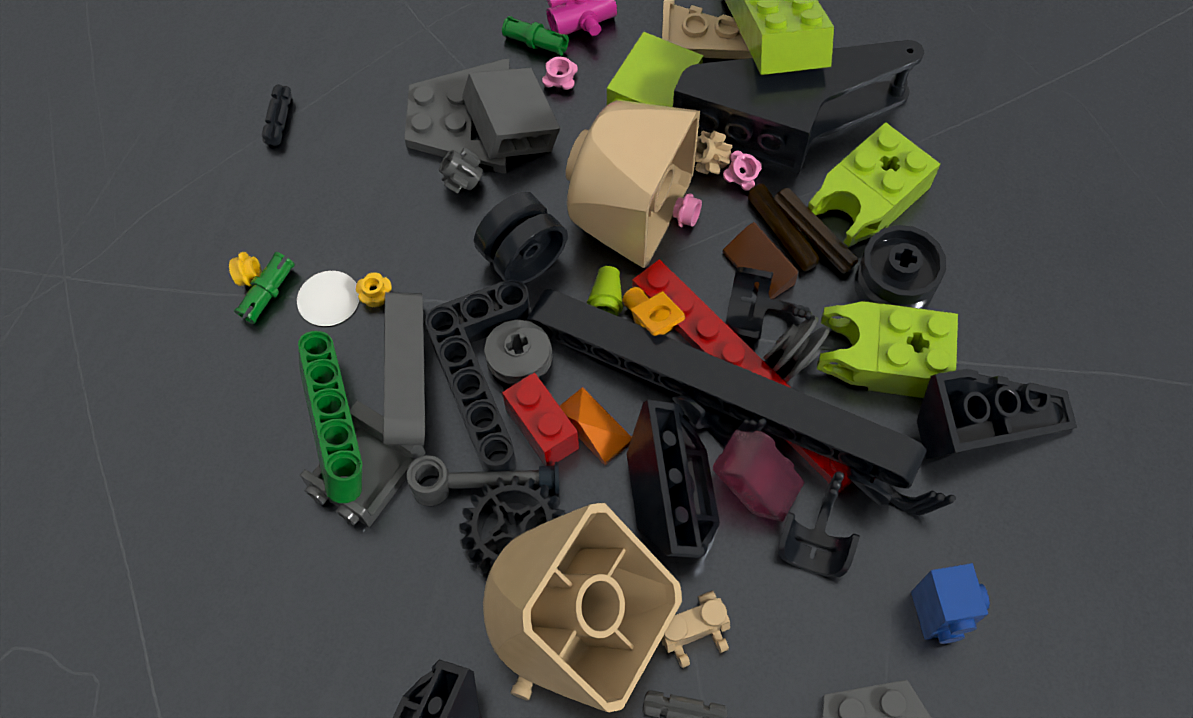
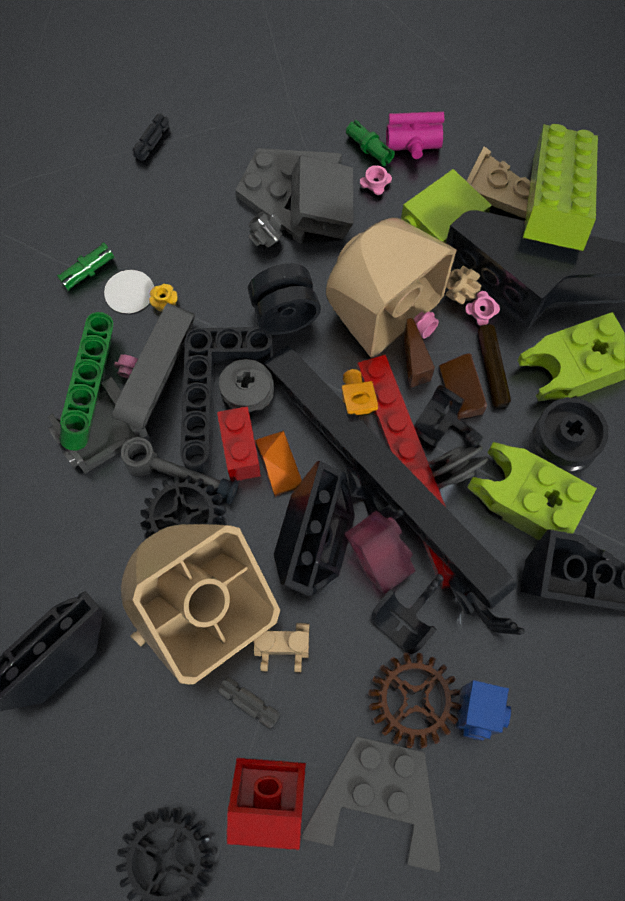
camera: 20 degrees right, 5 degrees up
(244, 269) = (76, 246): yellow plate -> none
(368, 383) = (125, 365): none -> bright pink plate
(607, 291) = (333, 365): lime cone -> none
(697, 249) = (419, 363): none -> reddish brown slope
(815, 230) = (517, 378): dark brown axle -> none
(887, 631) = (426, 710): none -> reddish brown gear

